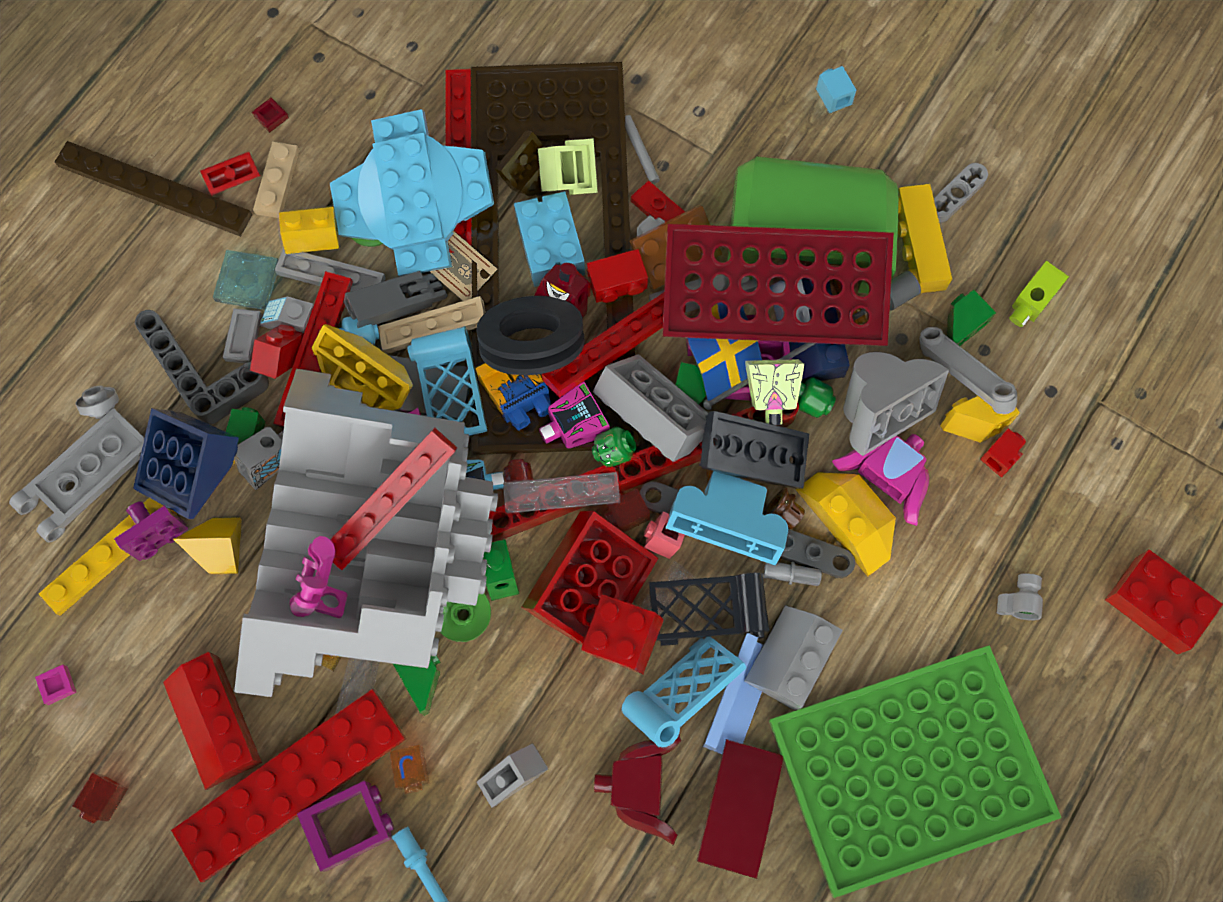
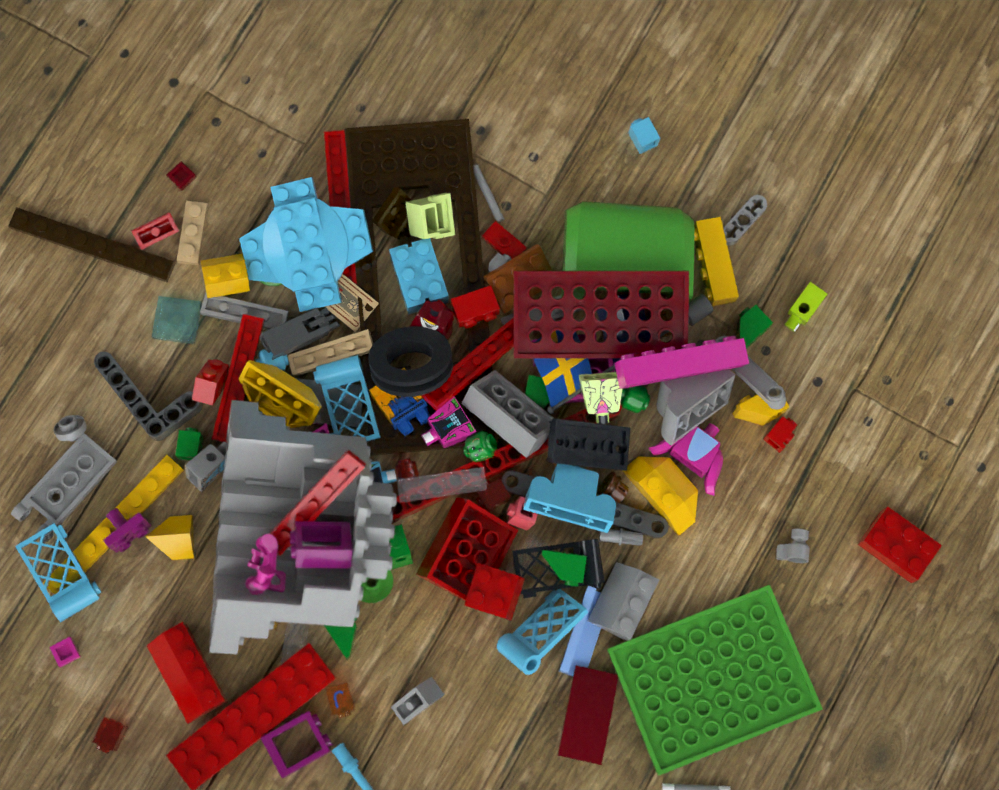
camera: 10 degrees left, 5 degrees up
(67, 615) = (72, 598): none -> medium azure piece
(183, 461) = (146, 475): dark blue slope -> none
(241, 335) = (178, 367): light grey tile -> none
(287, 312) = (213, 348): light grey slope -> none
(392, 568) = (321, 556): none -> magenta window
(637, 788) = (511, 704): dark red torso -> none
(720, 605) = (566, 566): none -> green slope
(880, 348) = (681, 363): none -> dark pink brick

